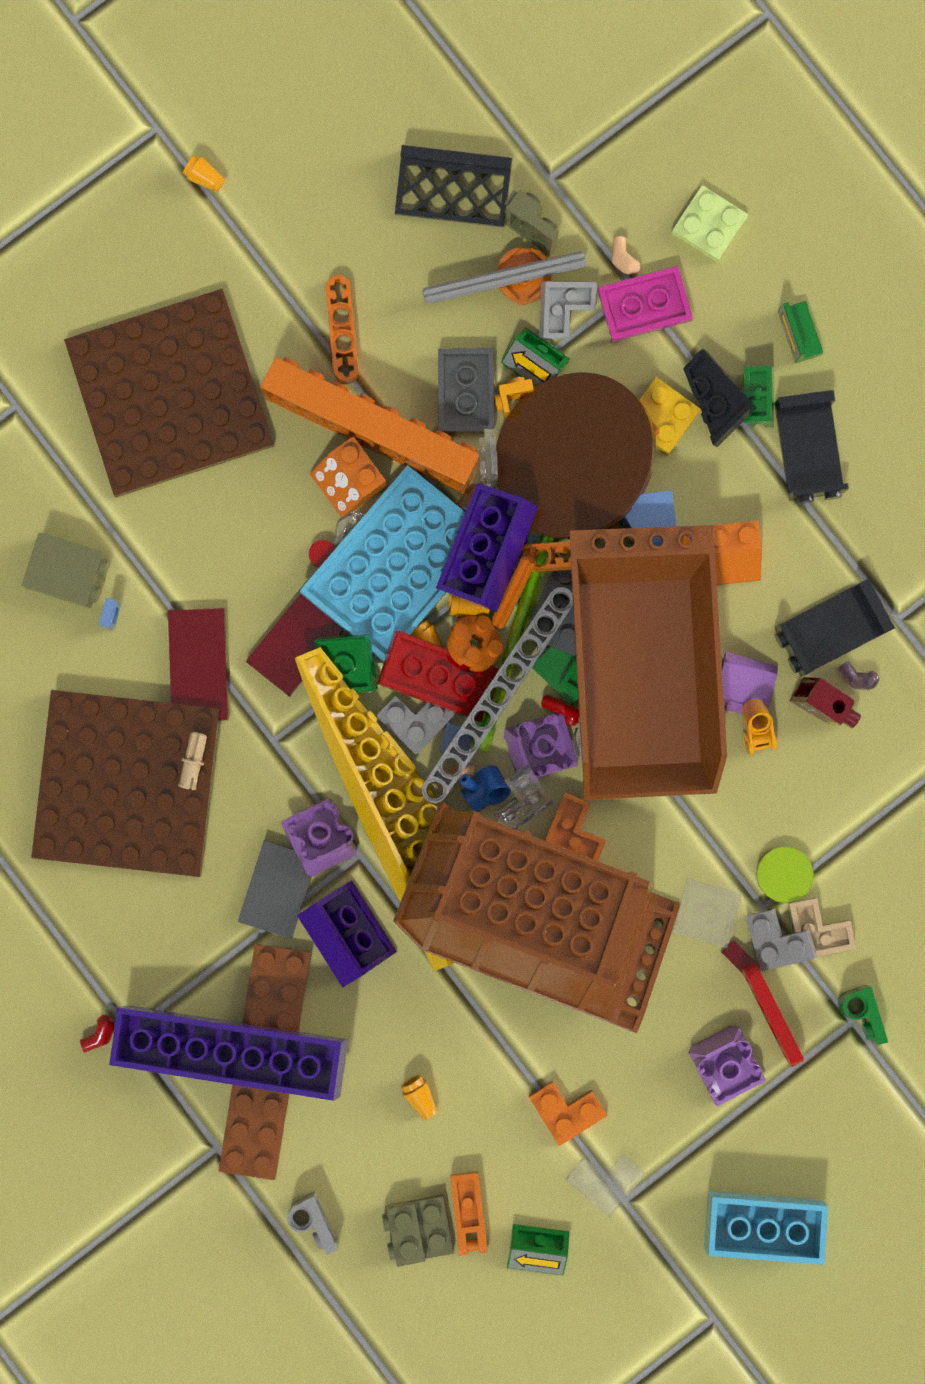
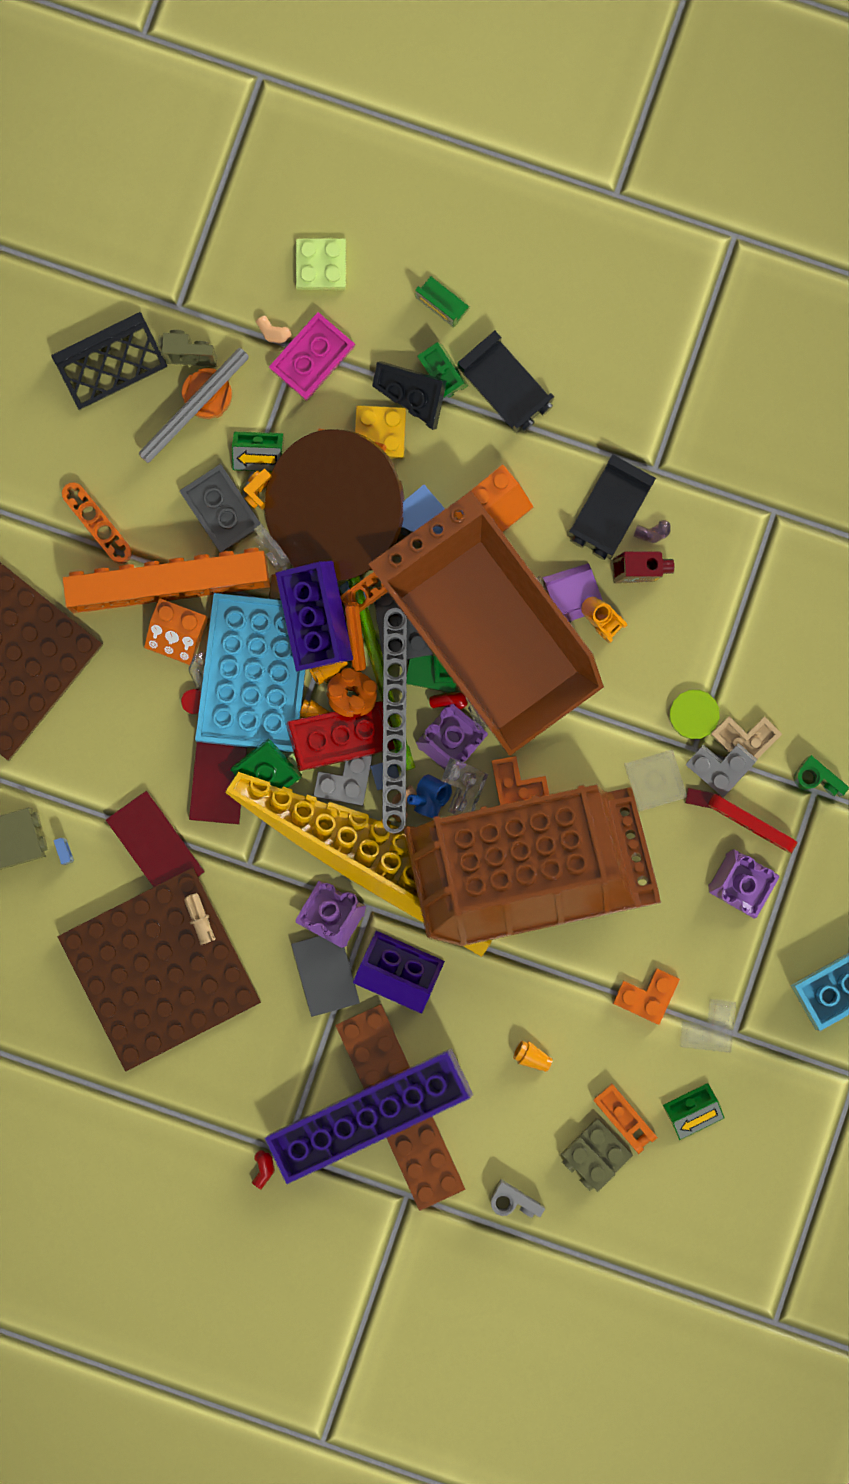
camera: 30 degrees left, 0 degrees up
(558, 300) = (246, 396): light grey plate -> none

